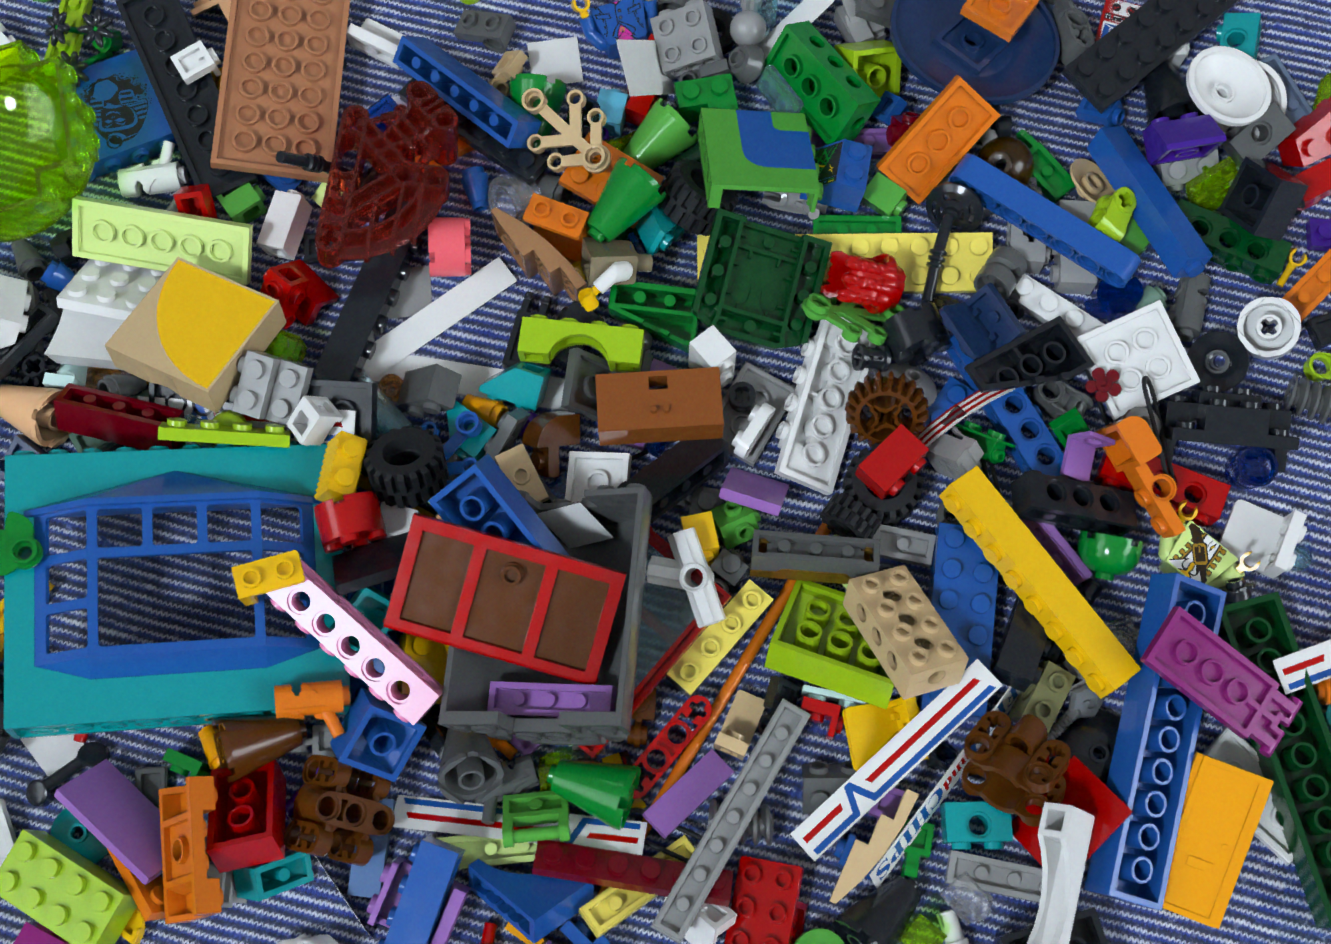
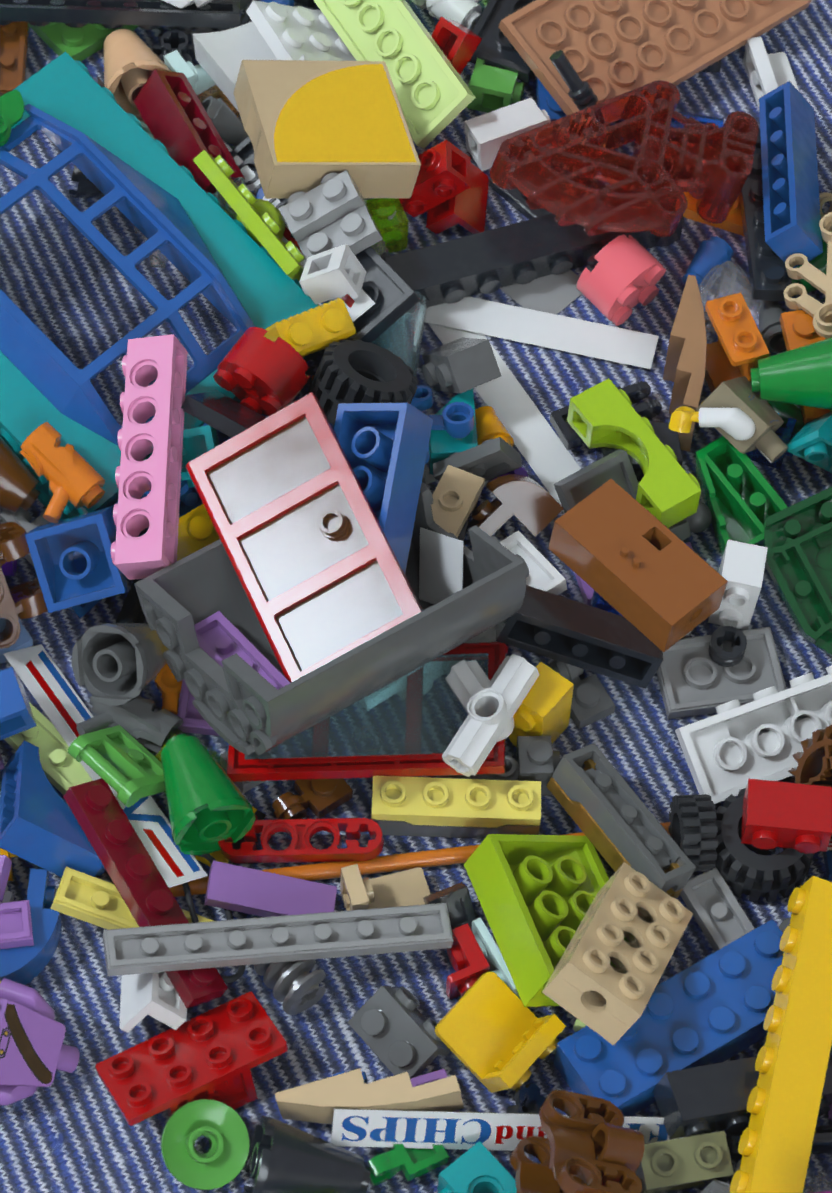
camera: 45 degrees right, 15 degrees down
(267, 576) = (145, 324): yellow bracket -> none
(388, 381) = (435, 333): clear orange plate -> none
(519, 384) = (545, 440): teal slope -> none
(735, 523) = (588, 725): bright green brick -> none
(754, 491) = (638, 725): medium lavender tile -> none
(759, 420) = (701, 679): white plate -> none
(895, 760) = (482, 1055): white sticker -> none

